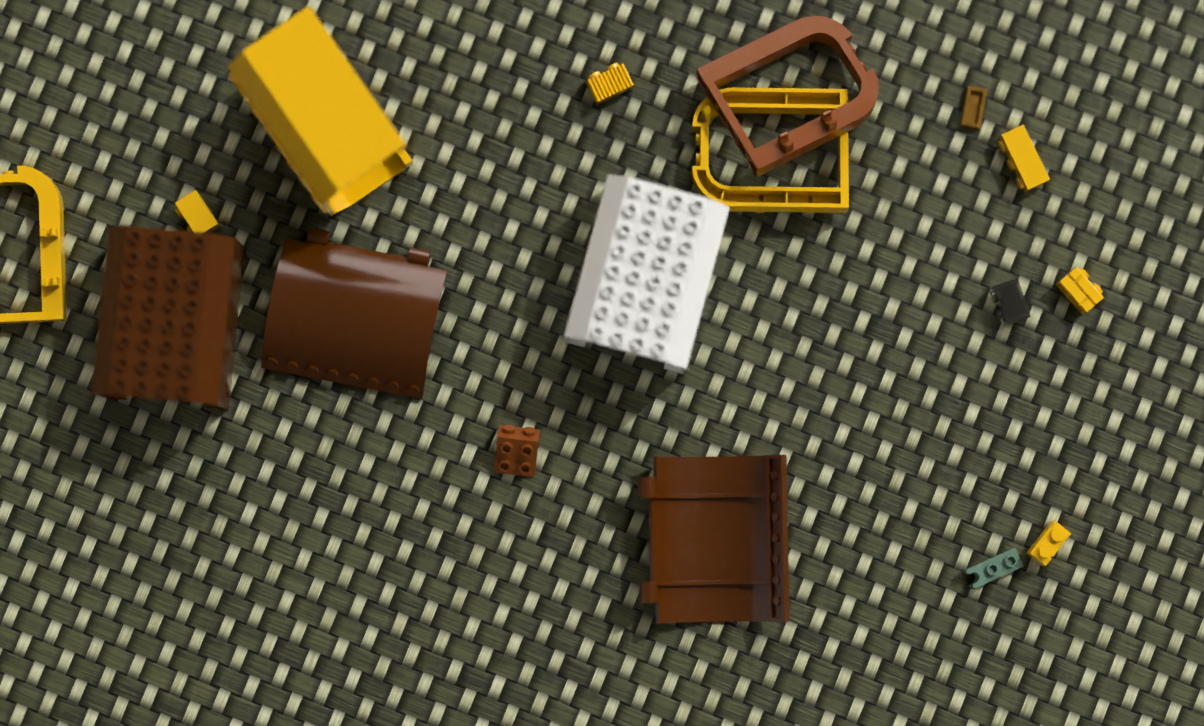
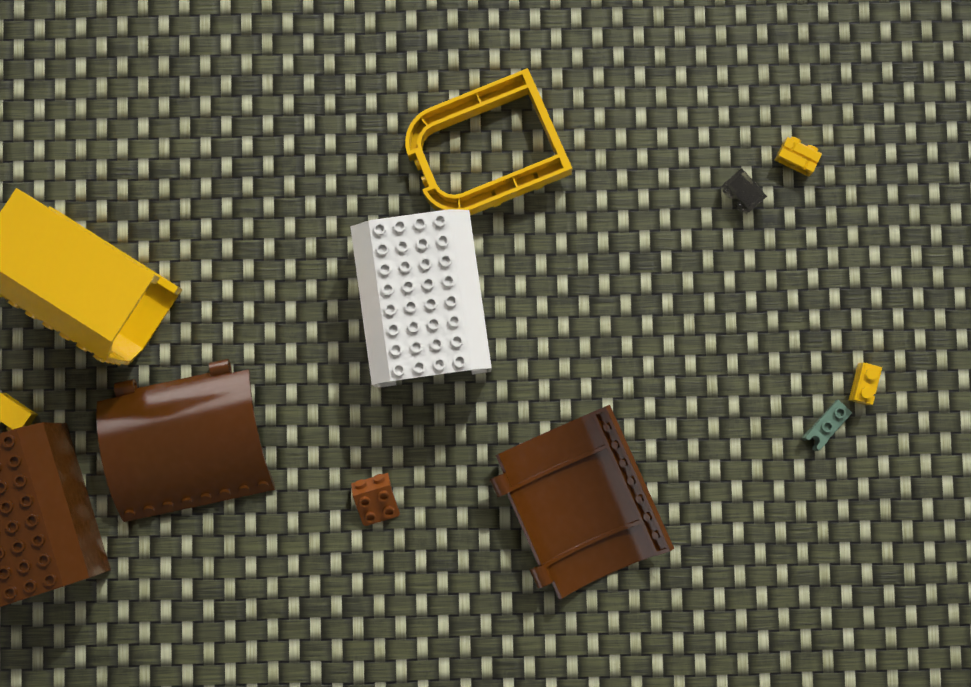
camera: 20 degrees left, 0 degrees up
(609, 83) = (321, 149): yellow brick -> none
(769, 48) = (448, 59): dark orange door -> none
(973, 107) = (640, 40): pearl gold tile -> none
(1023, 158) = (702, 65): yellow brick -> none

